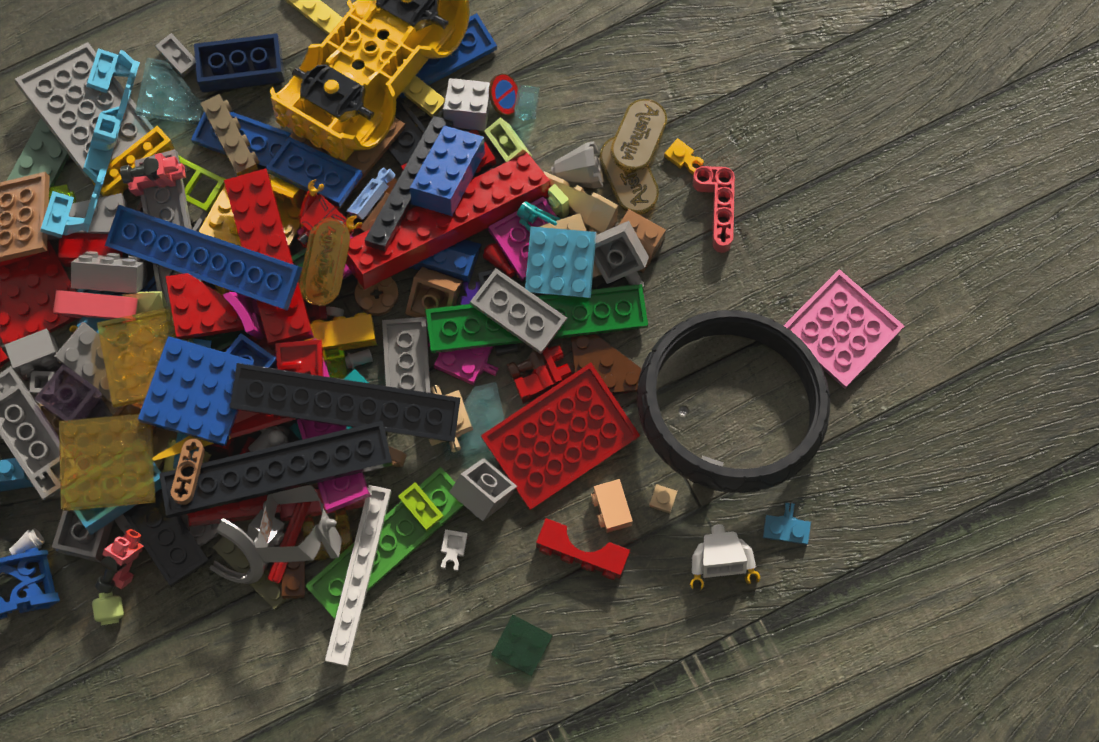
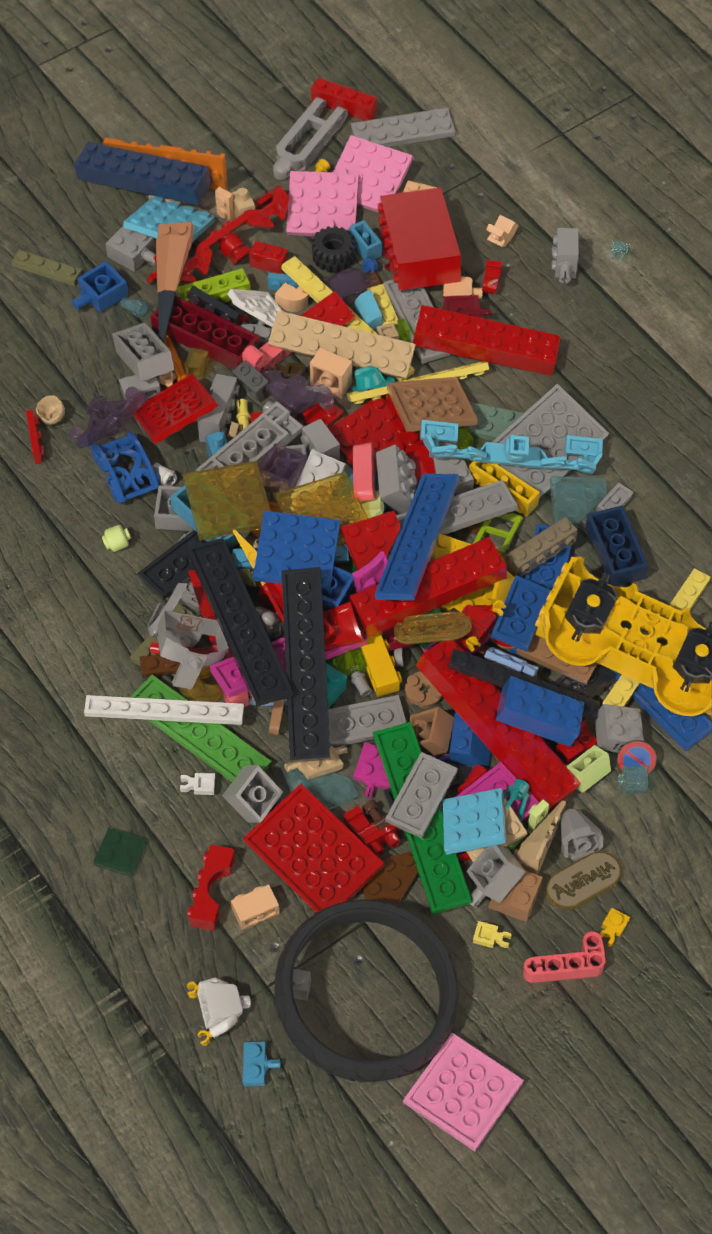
camera: 80 degrees right, 15 degrees down
(119, 561) = (151, 533): coral hips -> none
(152, 174) = (487, 487): coral hips -> none
(190, 488) = (239, 550): medium nougat beam -> none
(421, 506) = (230, 748): lime plate -> none
(638, 135) = (623, 881): tile -> none
(663, 498) = (269, 951): tan plate -> none
(678, 276) = (487, 935): none -> light yellow plate

